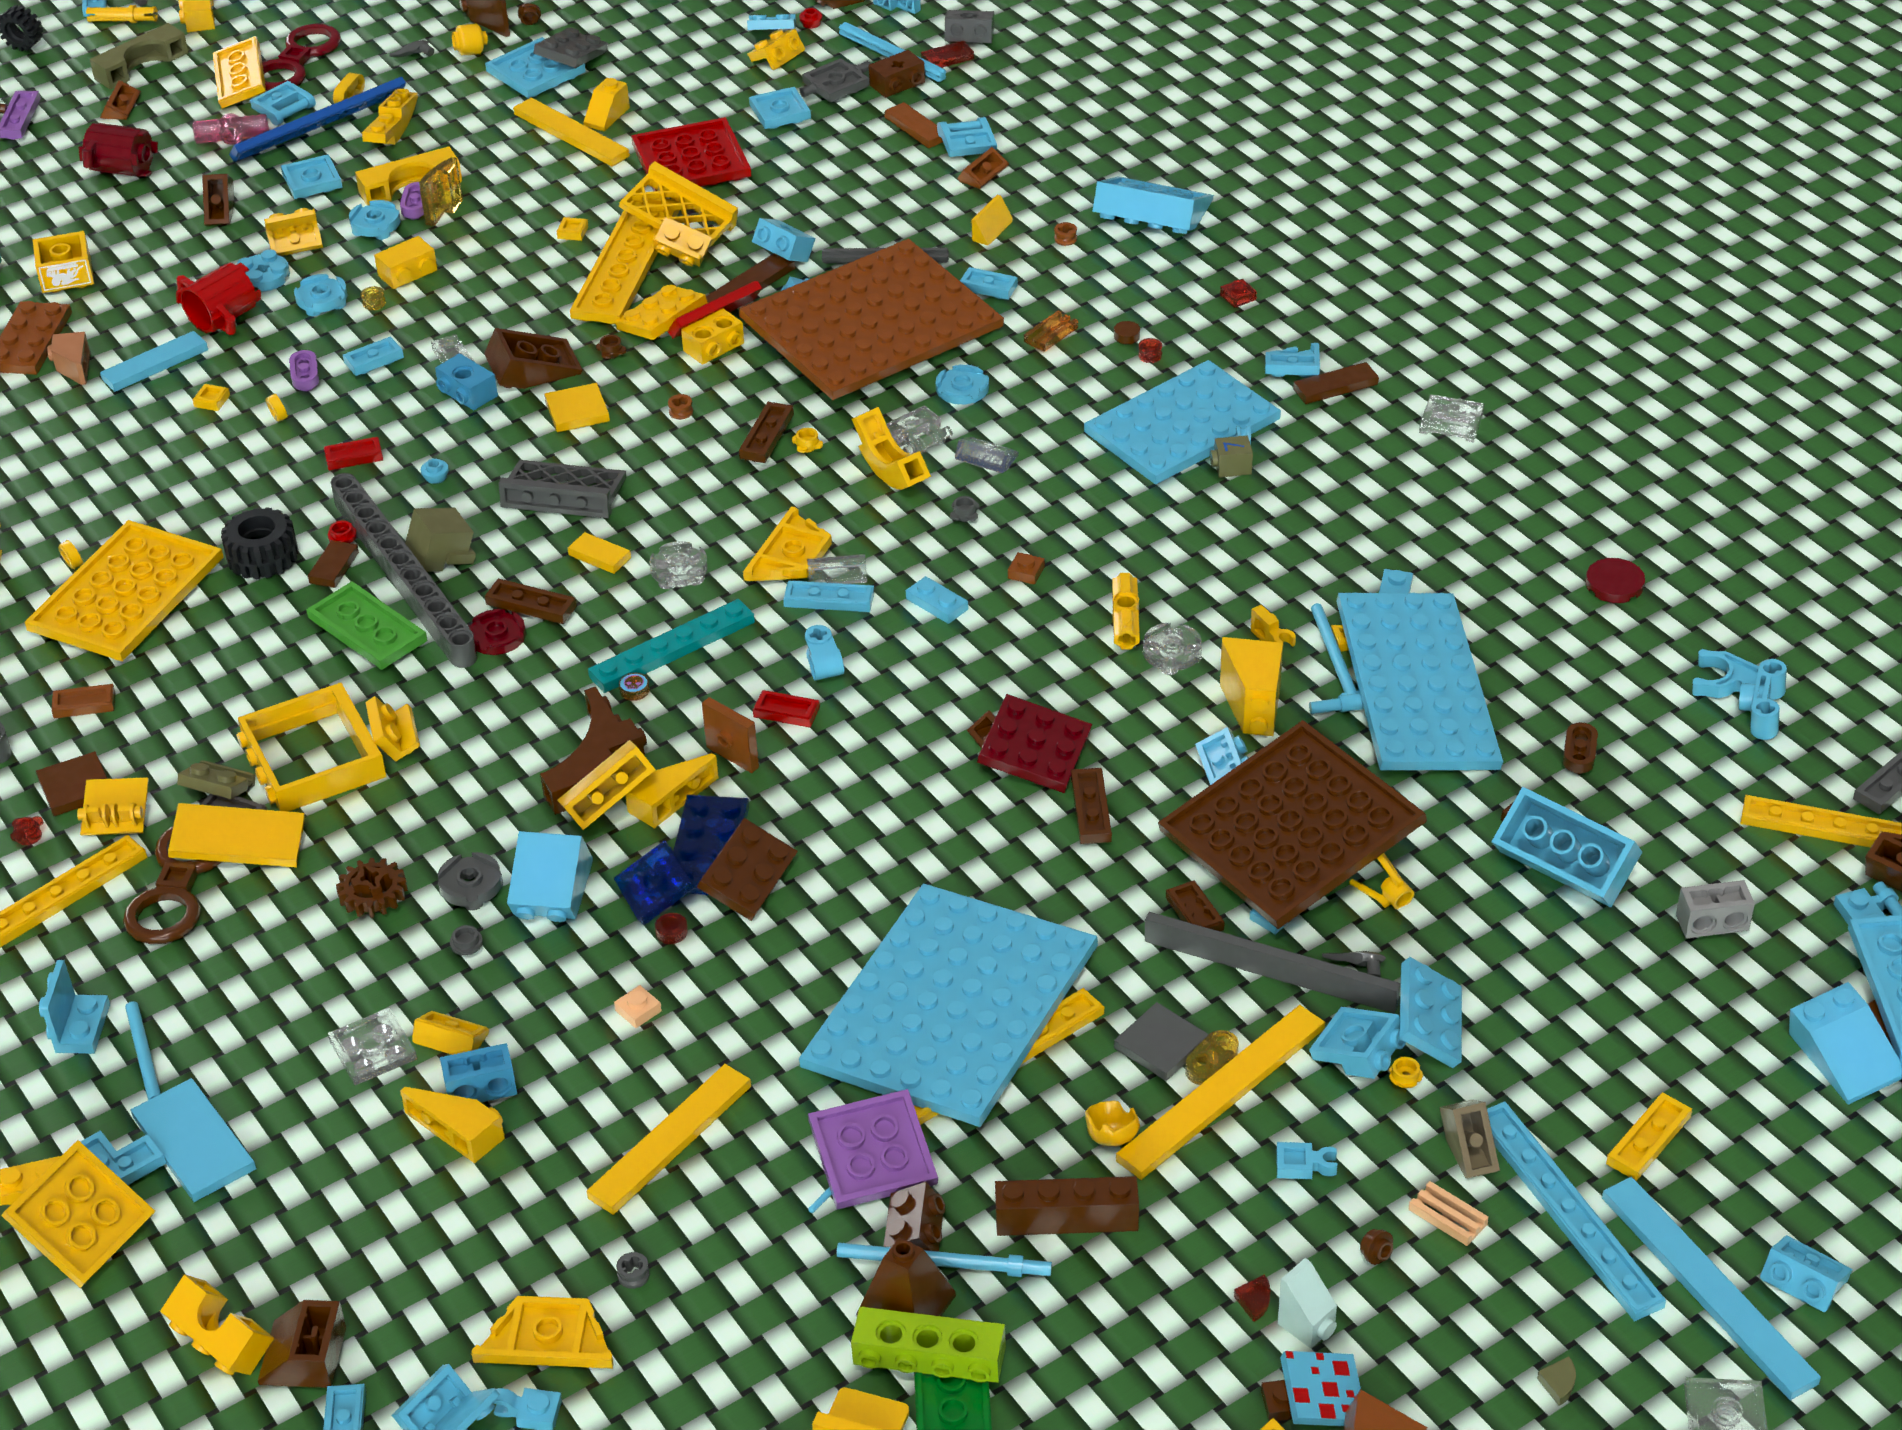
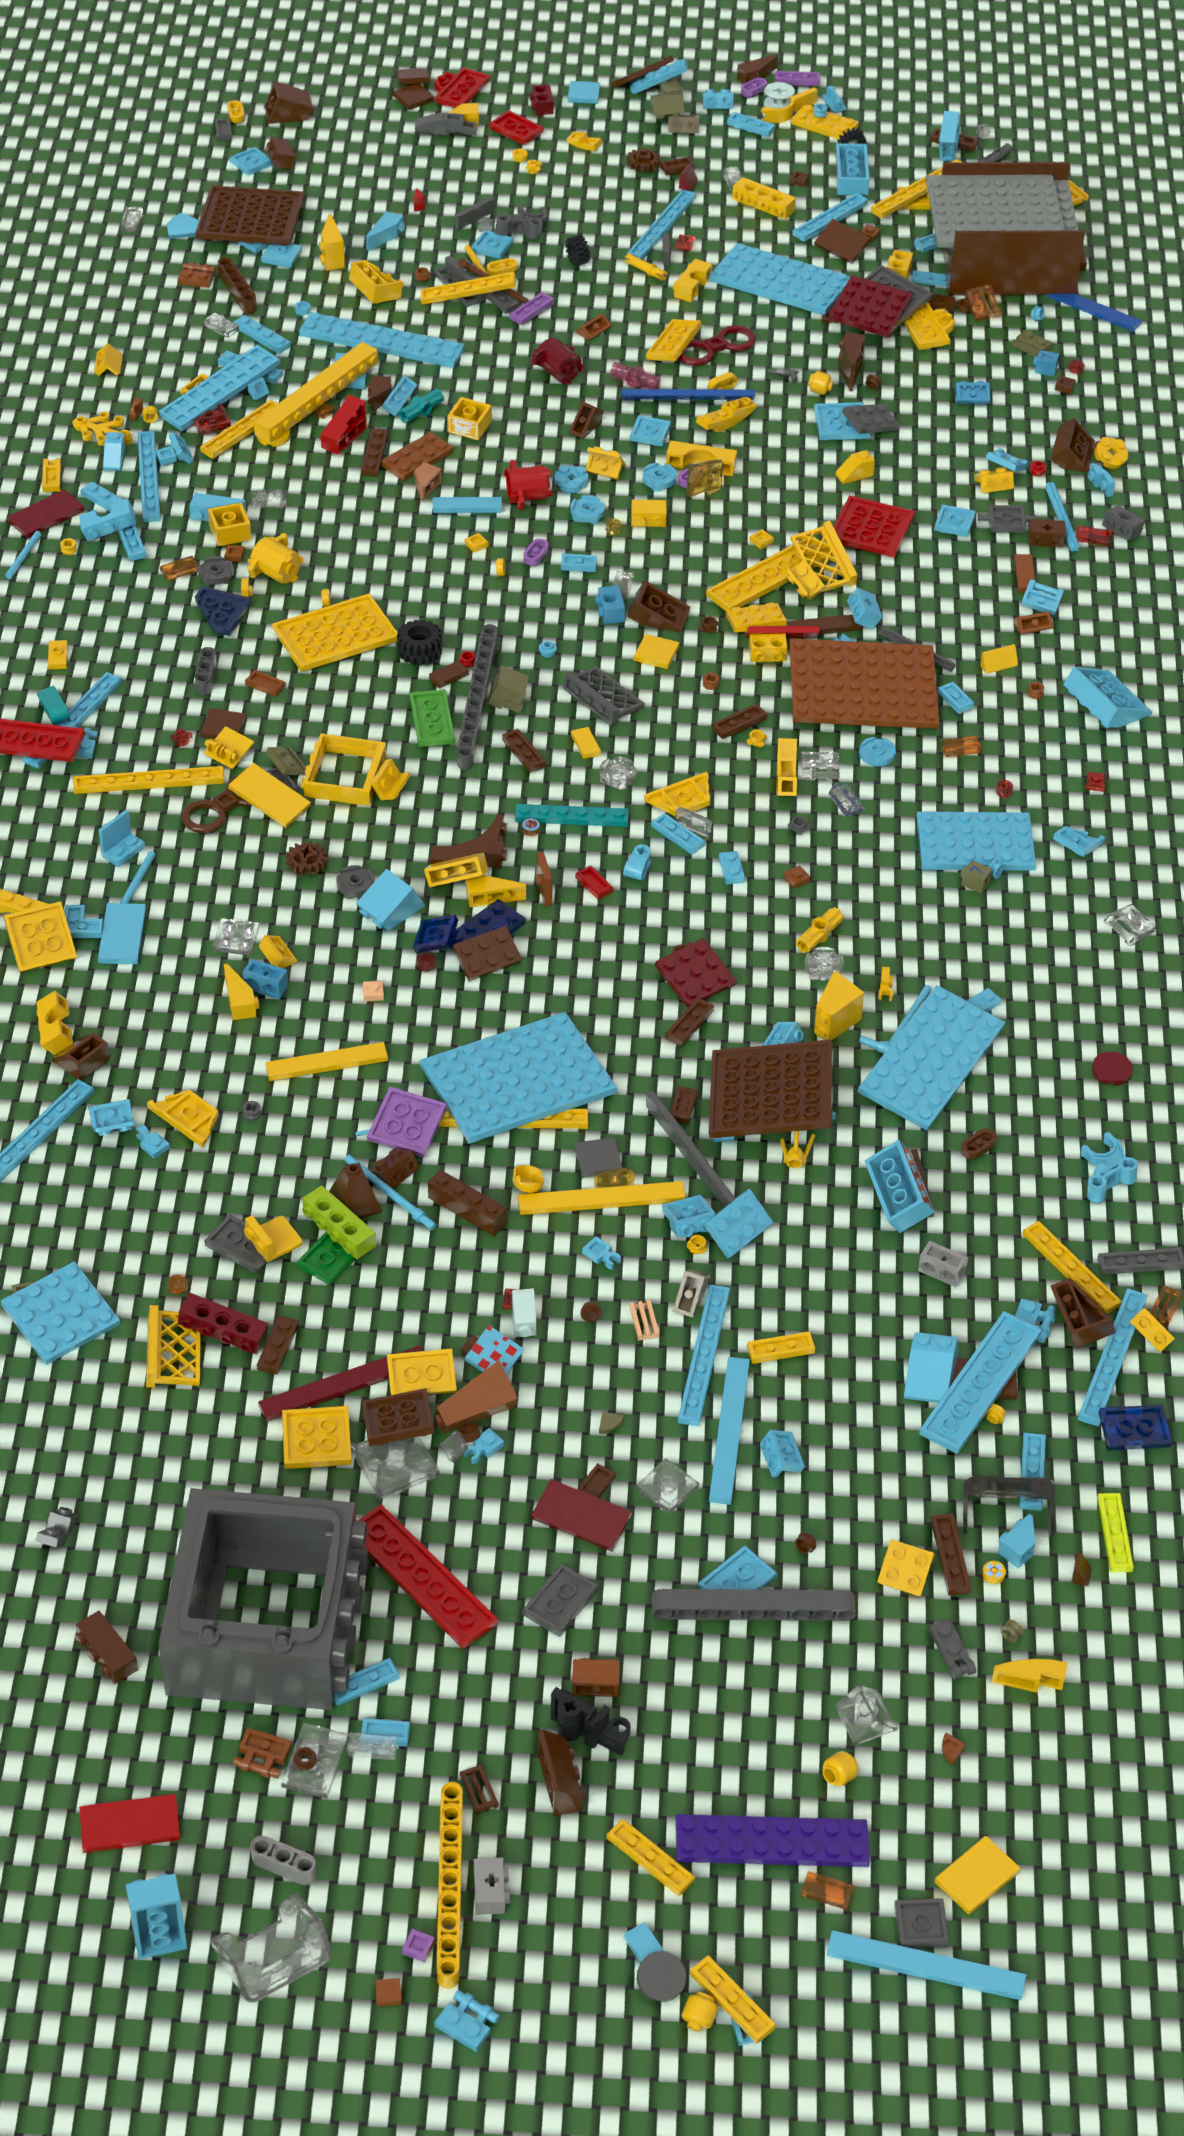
camera: 35 degrees right, 5 degrees up
(160, 44) = (644, 298): olive arch -> none
(283, 95) = (673, 370): medium azure plate -> none
(353, 453) = (517, 615): red tile -> none
(466, 940) = (325, 911): dark grey plate -> none
(497, 631) = (493, 758): dark red tile -> none
(571, 131) = (822, 475): yellow tile -> none
(1126, 332) = (1003, 770): reddish brown tile -> none
(1335, 383) = (1089, 866): reddish brown tile -> none
(1362, 958) = (742, 1181): dark grey bar -> none

